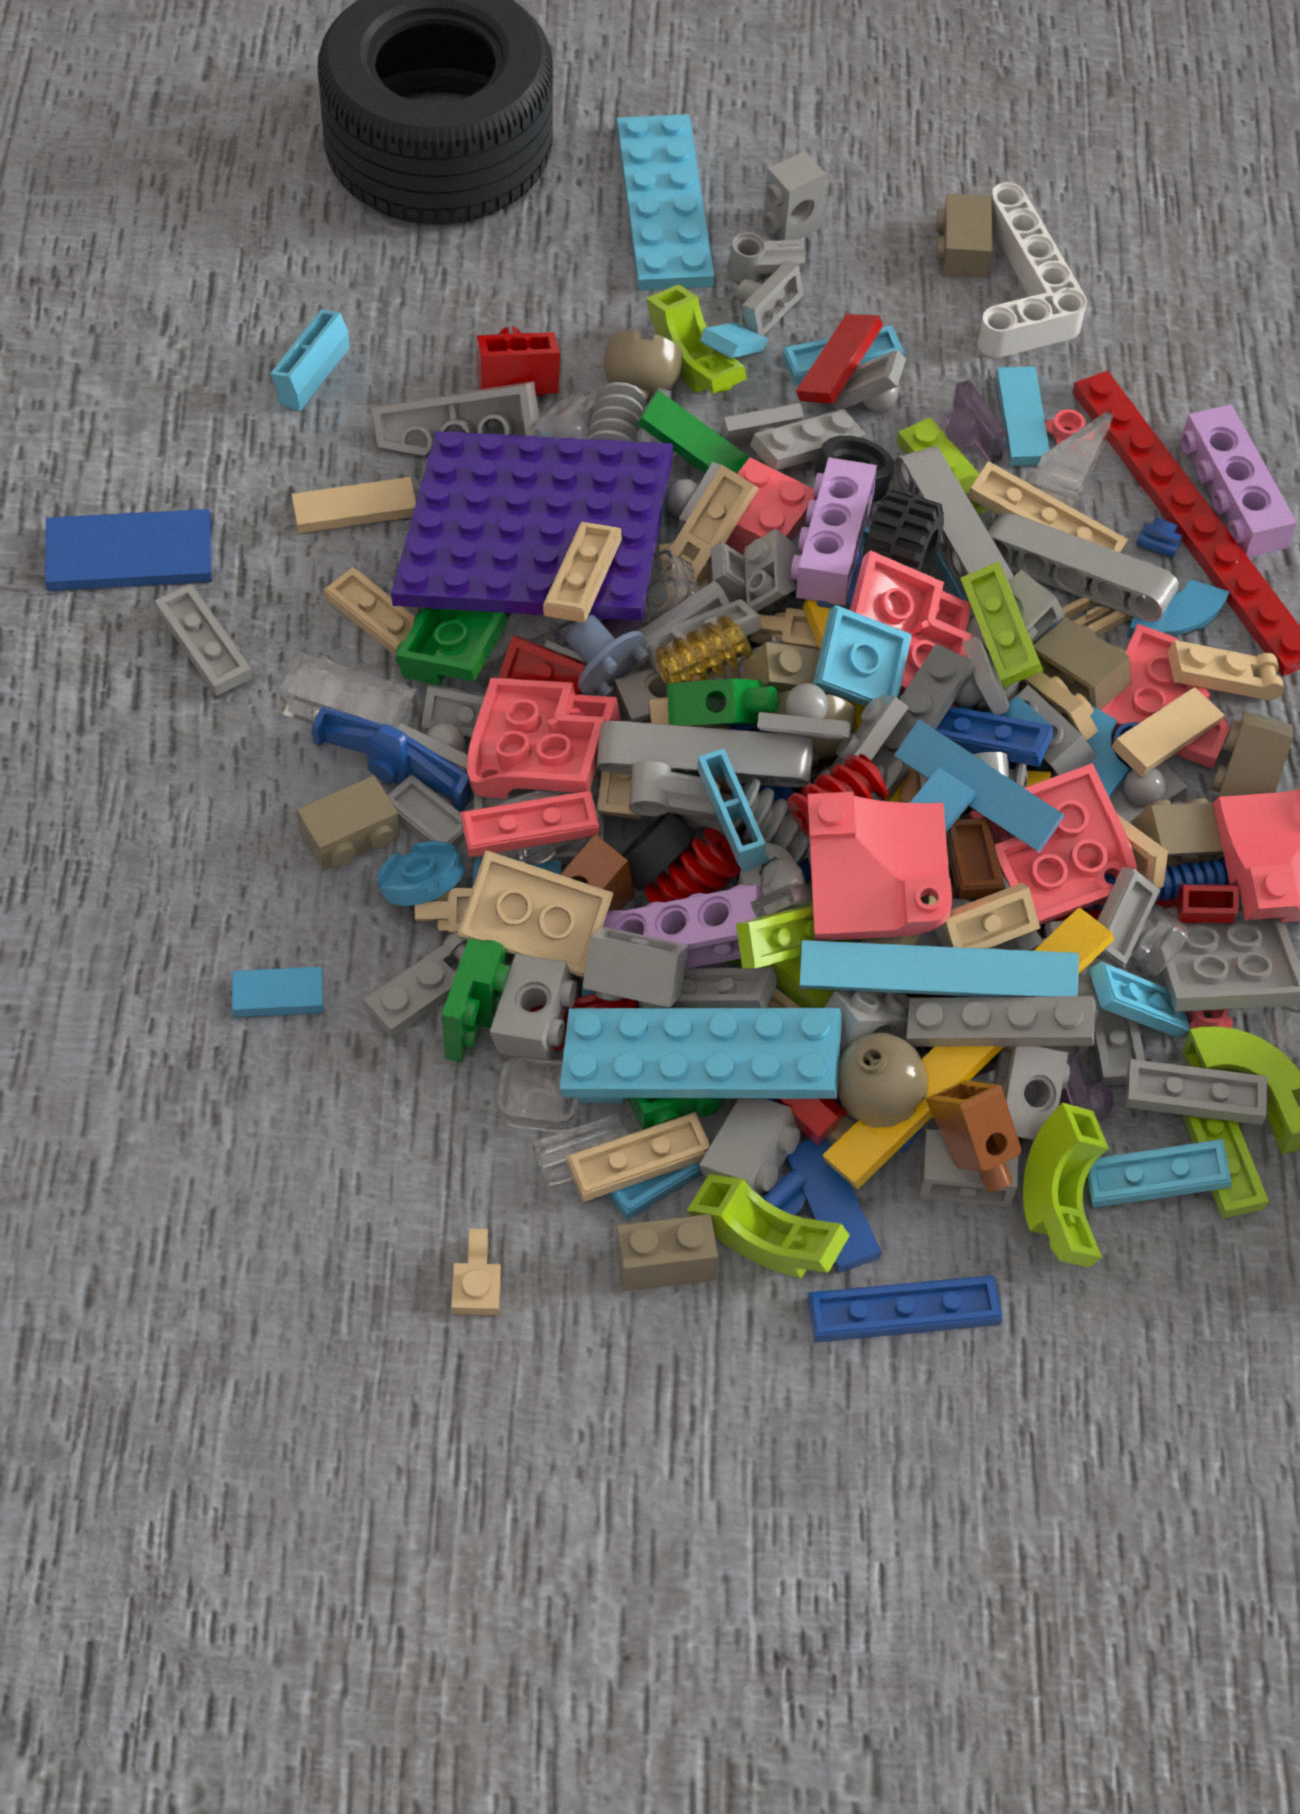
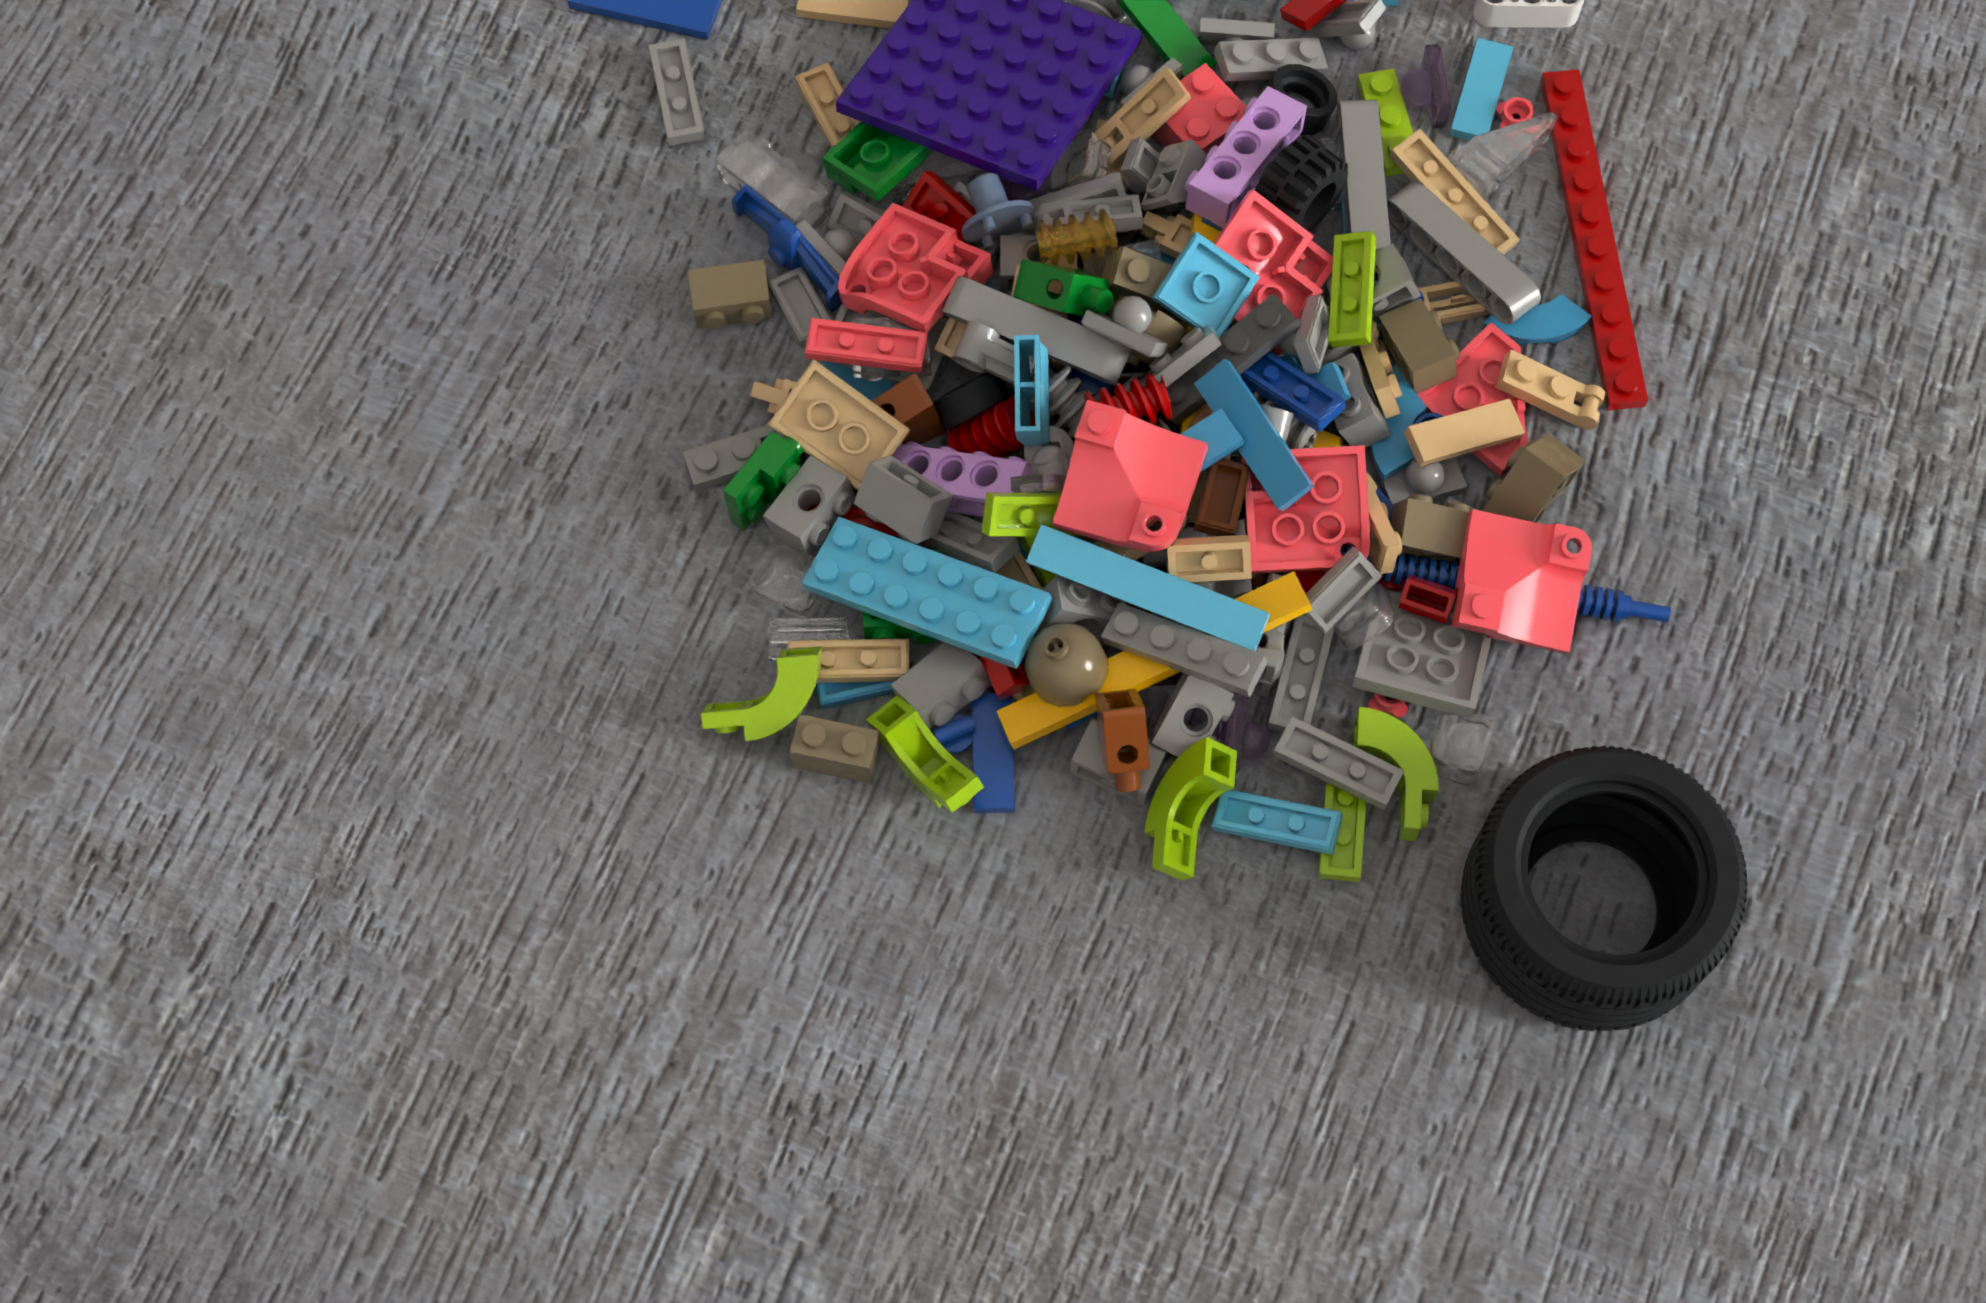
camera: 25 degrees right, 10 degrees up
(277, 992) = (617, 422): dark azure tile -> none
(420, 875) = (769, 358): dark azure tile -> none
(476, 1283) = (678, 721): tan plate -> none
(582, 572) = (999, 132): tan tile -> none
(589, 1225) = (776, 709): none -> lime arch
(904, 1308) = (1015, 861): blue tile -> none
(1137, 1000) = (1320, 665): medium azure tile -> none
(1159, 537) = (1553, 245): blue plate -> none
(1237, 481) = (1655, 161): lavender brick -> none

